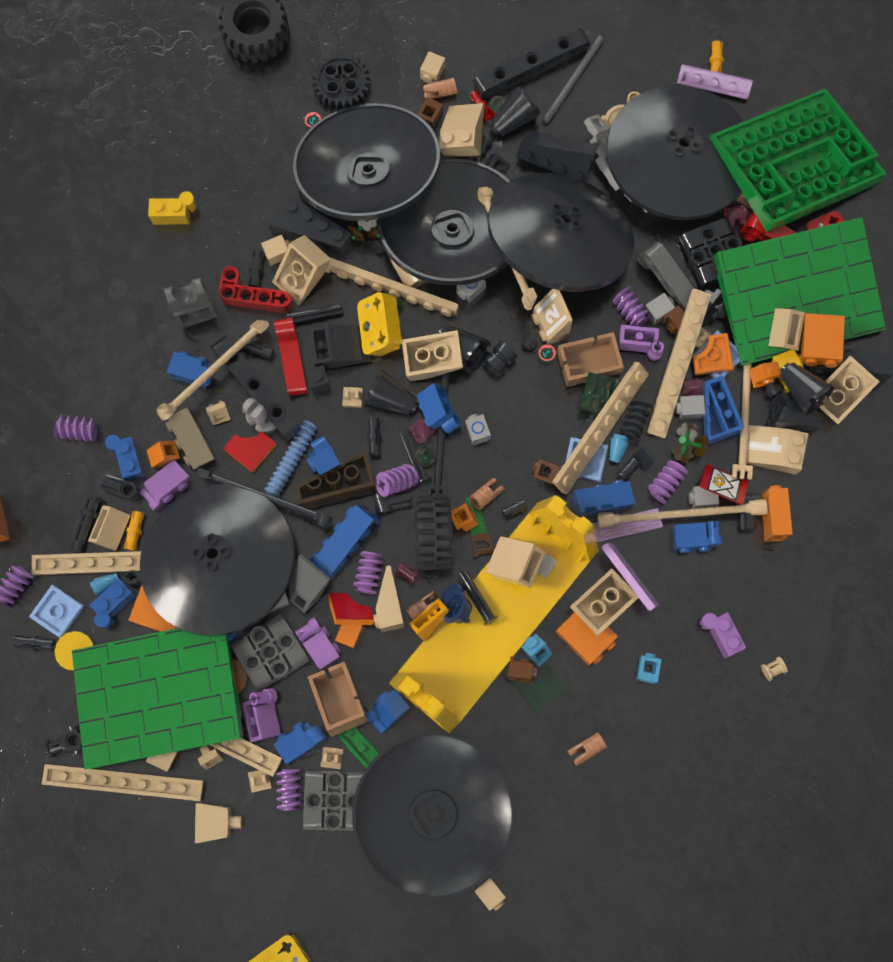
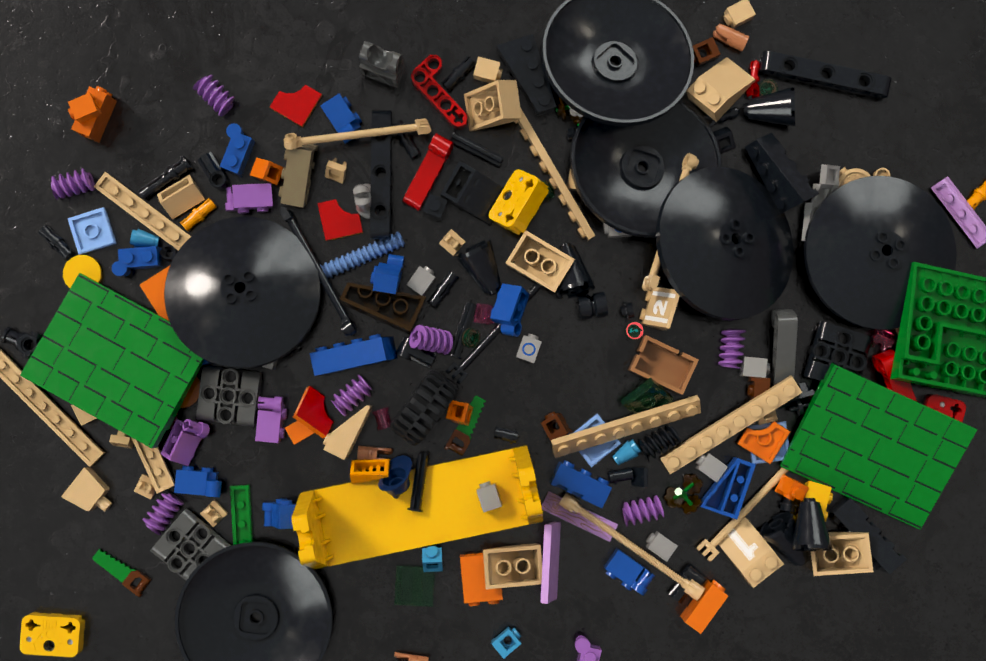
camera: 30 degrees right, 10 degrees up
(148, 388) = (296, 105): none -> red tile
(294, 868) = (122, 572): none -> piece
(306, 584) = (296, 366): dark grey slope -> none
(337, 699) = (250, 475): medium nougat piece -> none
(351, 442) = (421, 280): none -> light grey brick
(485, 495) = (490, 406): nougat hinge -> none
(515, 561) = (468, 482): tan brick -> none
(522, 670) = (408, 566): reddish brown brick -> none
(573, 79) = (847, 116): dark grey piece -> none
(640, 340) = (716, 381): medium lavender hinge -> none
(692, 387) = (725, 453): clear pink tile -> none
(723, 484) = (681, 546): sticker -> none
(786, 329) = (838, 468): tan brick -> none
(822, 340) = (858, 501): orange brick -> none

